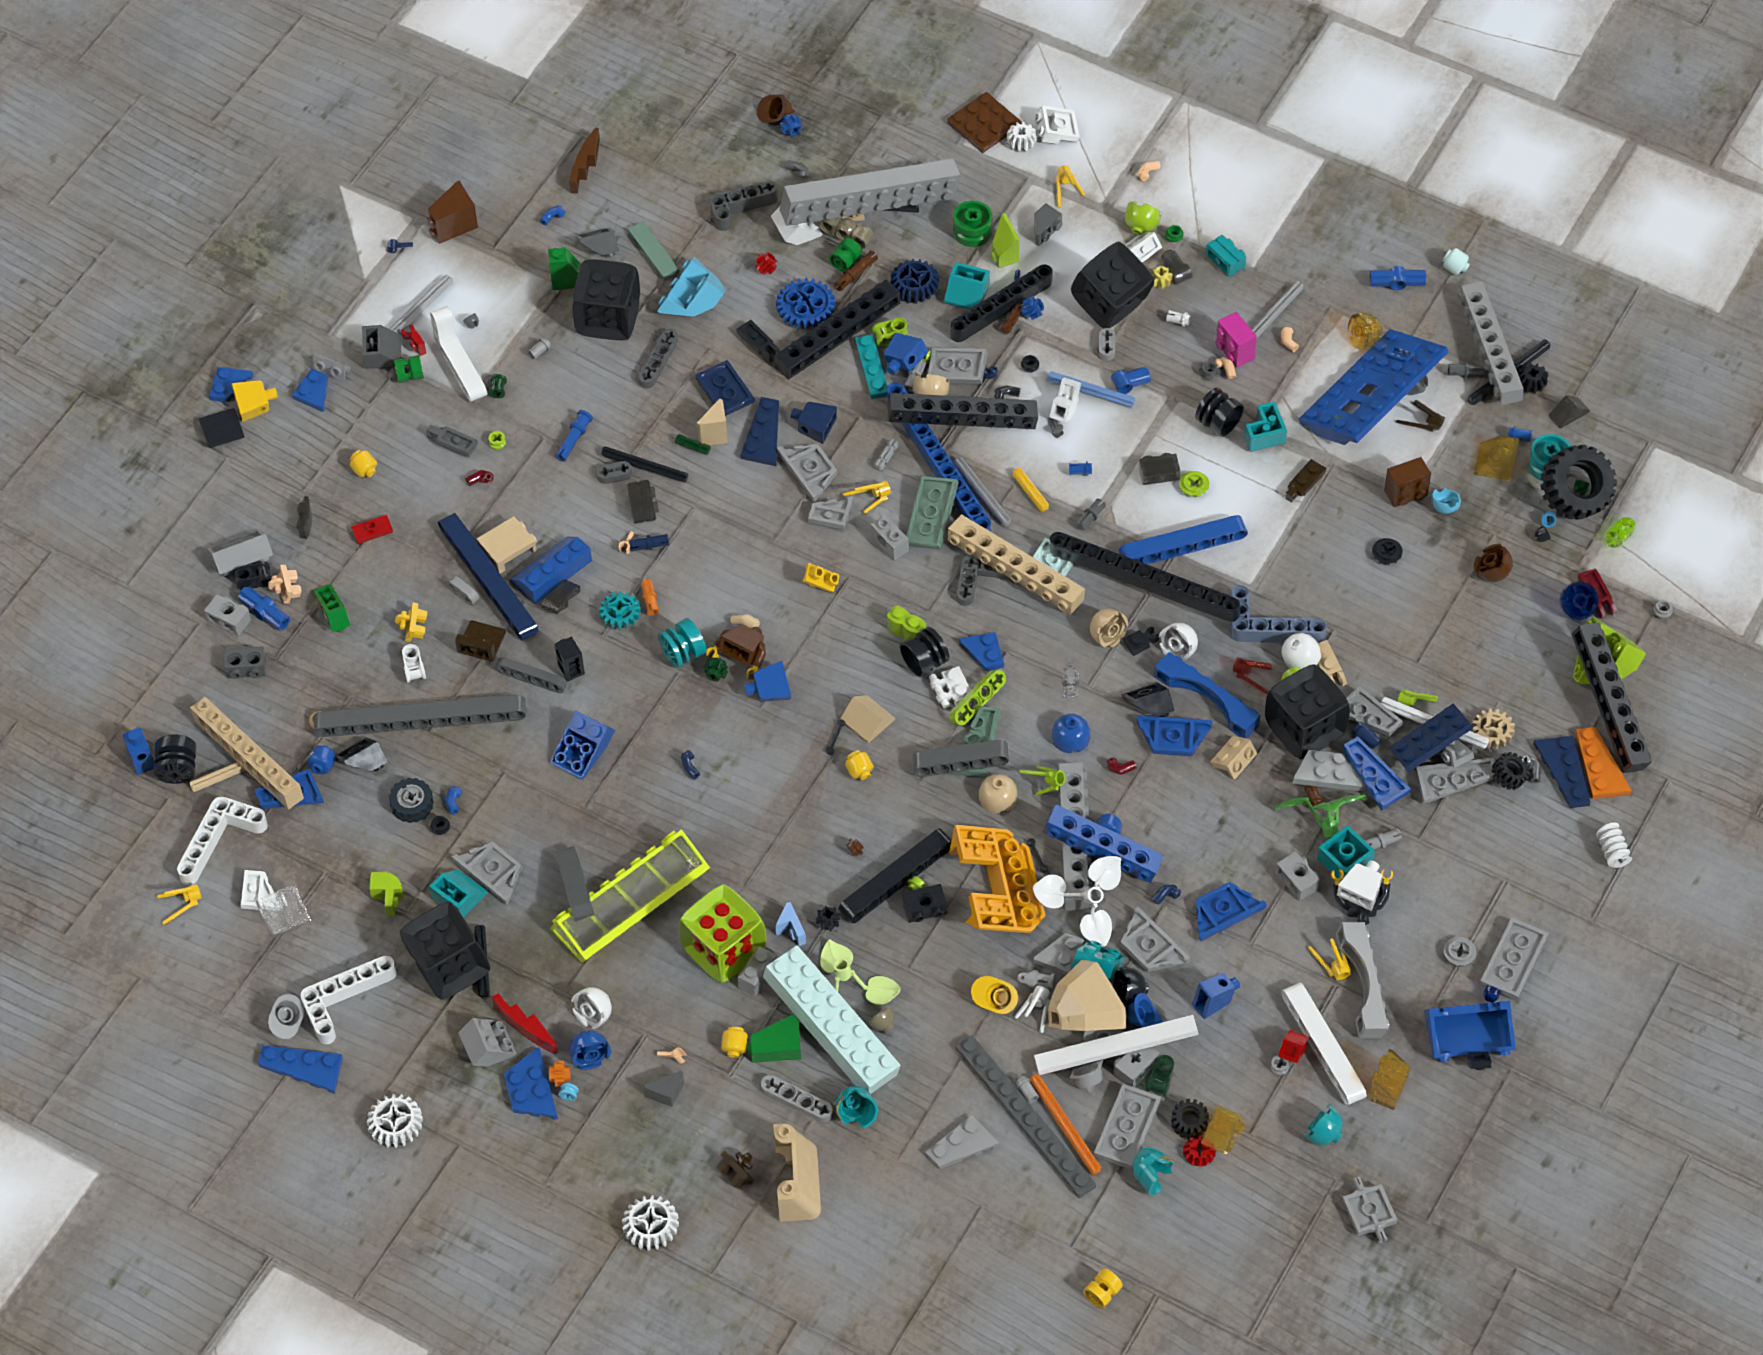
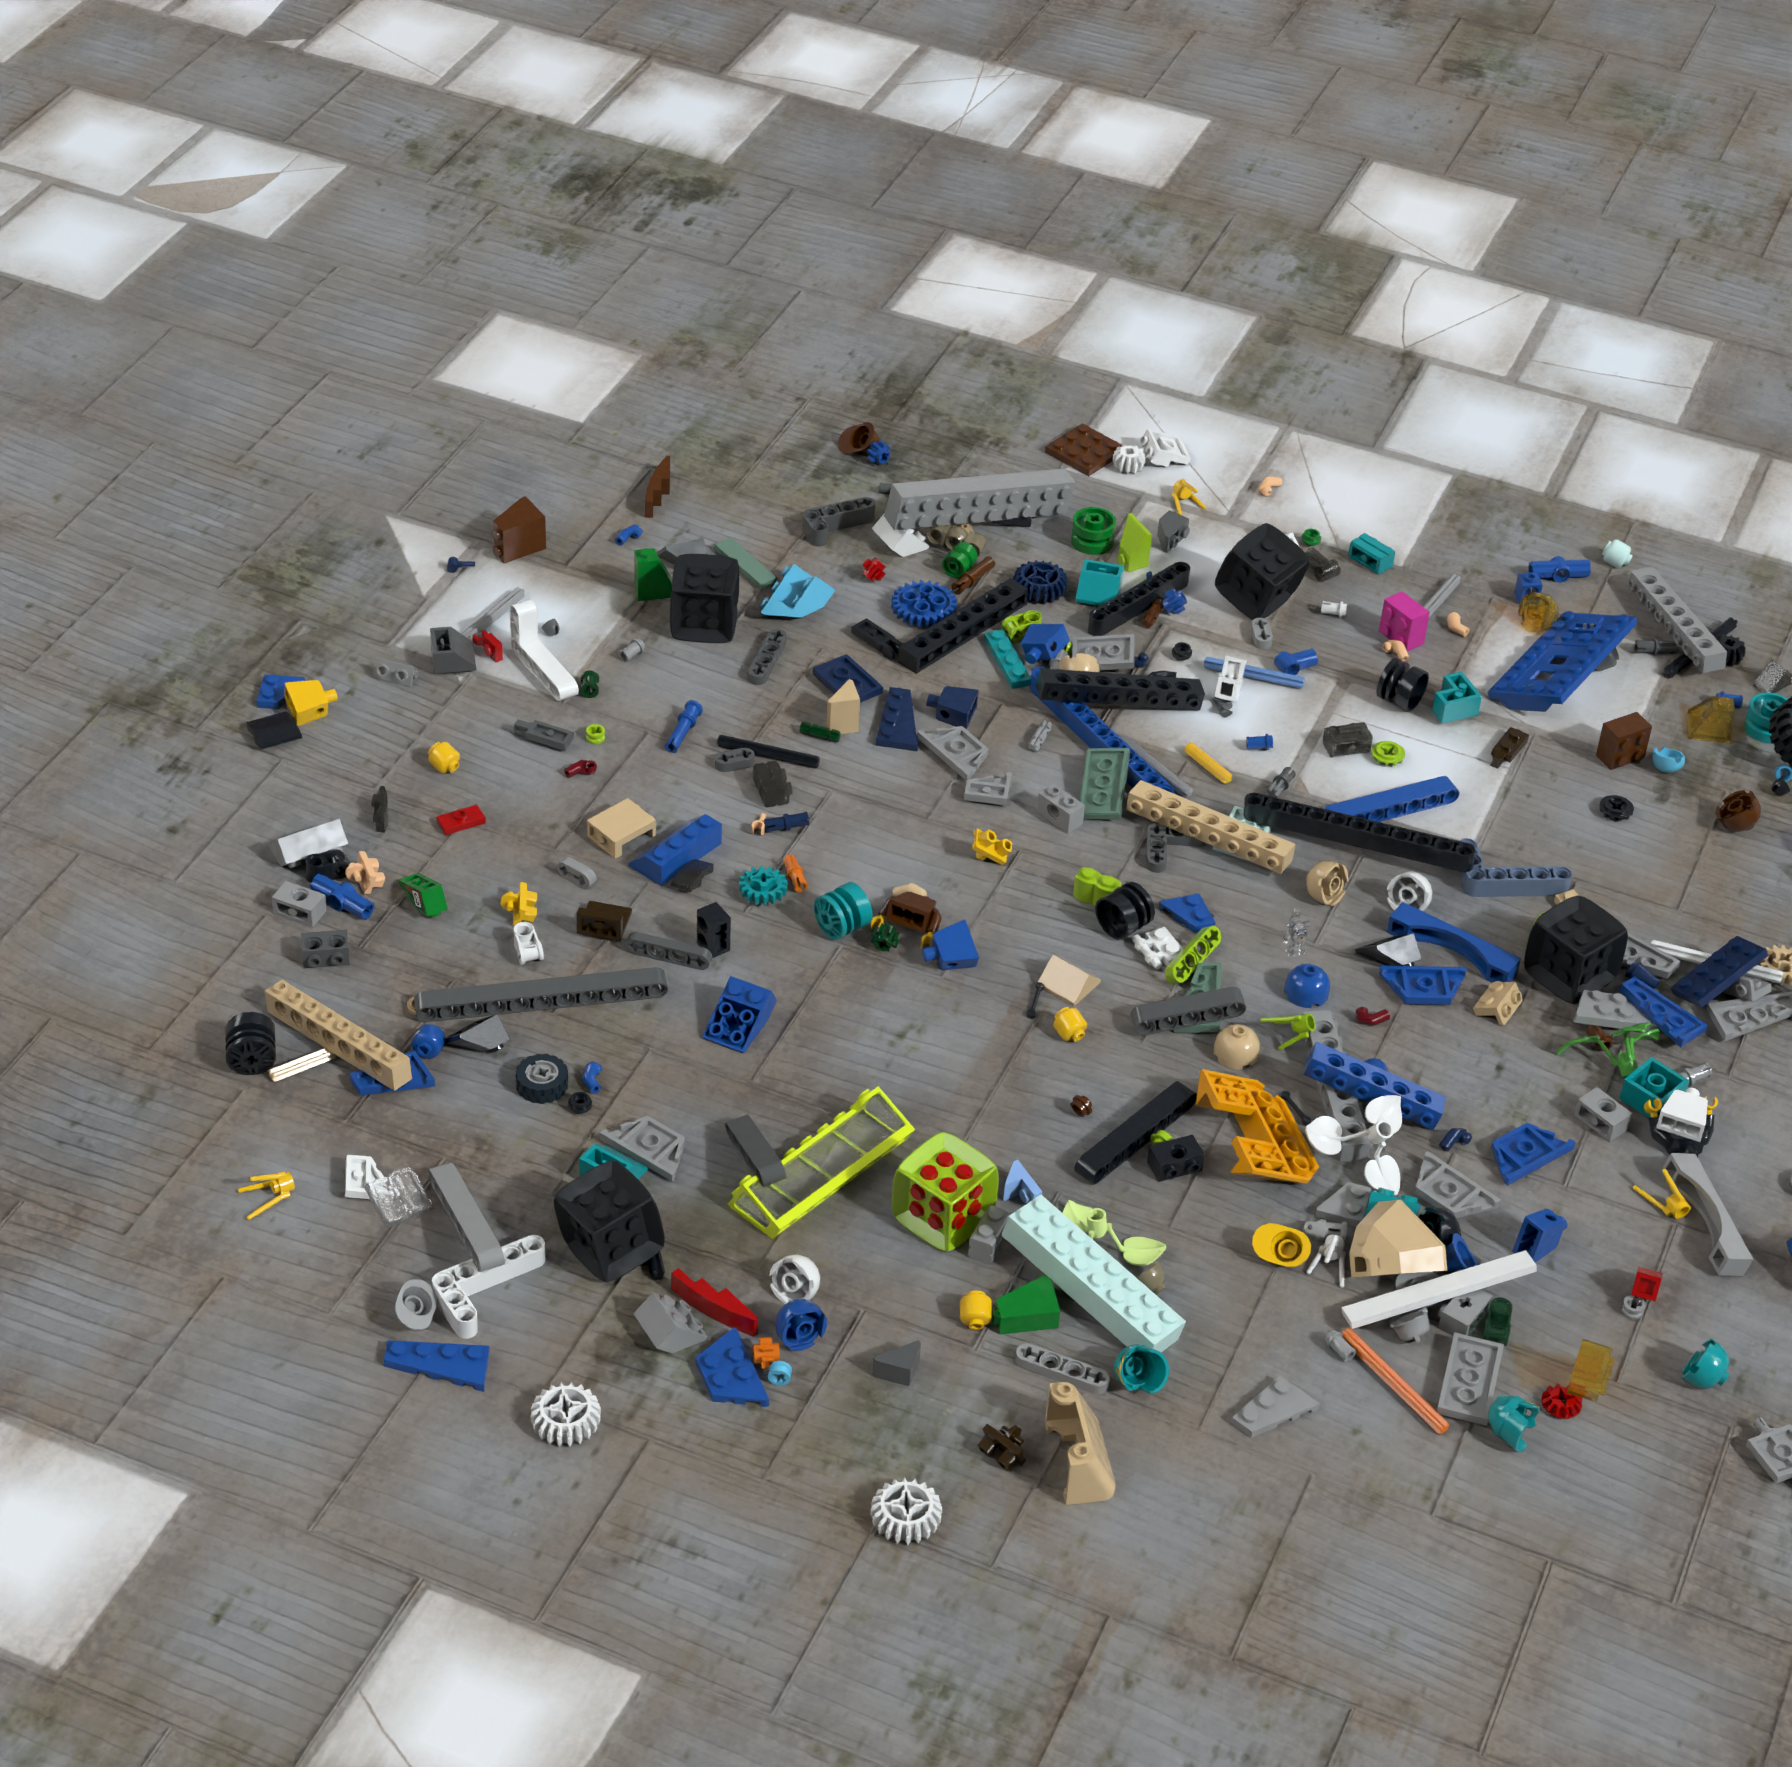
camera: 10 degrees left, 15 degrees down
(136, 745) = (199, 1028): blue torso -> none
(213, 834) = (309, 1100): white beam -> none
(312, 390) = (375, 694): blue wing -> none
(333, 936) = (466, 1217): none -> light grey beam
(387, 887) = (524, 1167): lime brick -> none
(415, 369) = (493, 667): green wheel -> none
(488, 576) = (604, 859): dark blue beam -> none
(676, 1054) = (907, 1326): light nougat hand -> none
(688, 766) = (867, 1033): dark blue arm -> none
(828, 924) = (1064, 1178): black gear -> none
(879, 490) = (1041, 766): yellow plant -> none
(1025, 1116) = (1345, 1376): dark grey plate -> none
(1101, 1290) = (1485, 1554): yellow wheel -> none
(1140, 641) = (1364, 899): black plate -> none
(1141, 218) = (1278, 516): lime cylinder -> none
(1161, 277) = (1311, 575): light yellow gear -> none
(1192, 1108) = (1544, 1356): black tyre -> none
(1209, 366) = (1379, 653): dark grey plate -> none
(1244, 667) = (1487, 916): clear red plant -> none
(1300, 651) = (1545, 895): white cylinder -> none
(1324, 1044) = (1681, 1282): white beam -> none
(1362, 300) = (1526, 584): none -> blue brick
(1389, 1080) = (1769, 1313): clear yellow slope -> none
(1409, 698) = (1681, 939): lime plant -> none
(1434, 419) = (1633, 689): dark brown plant -> none

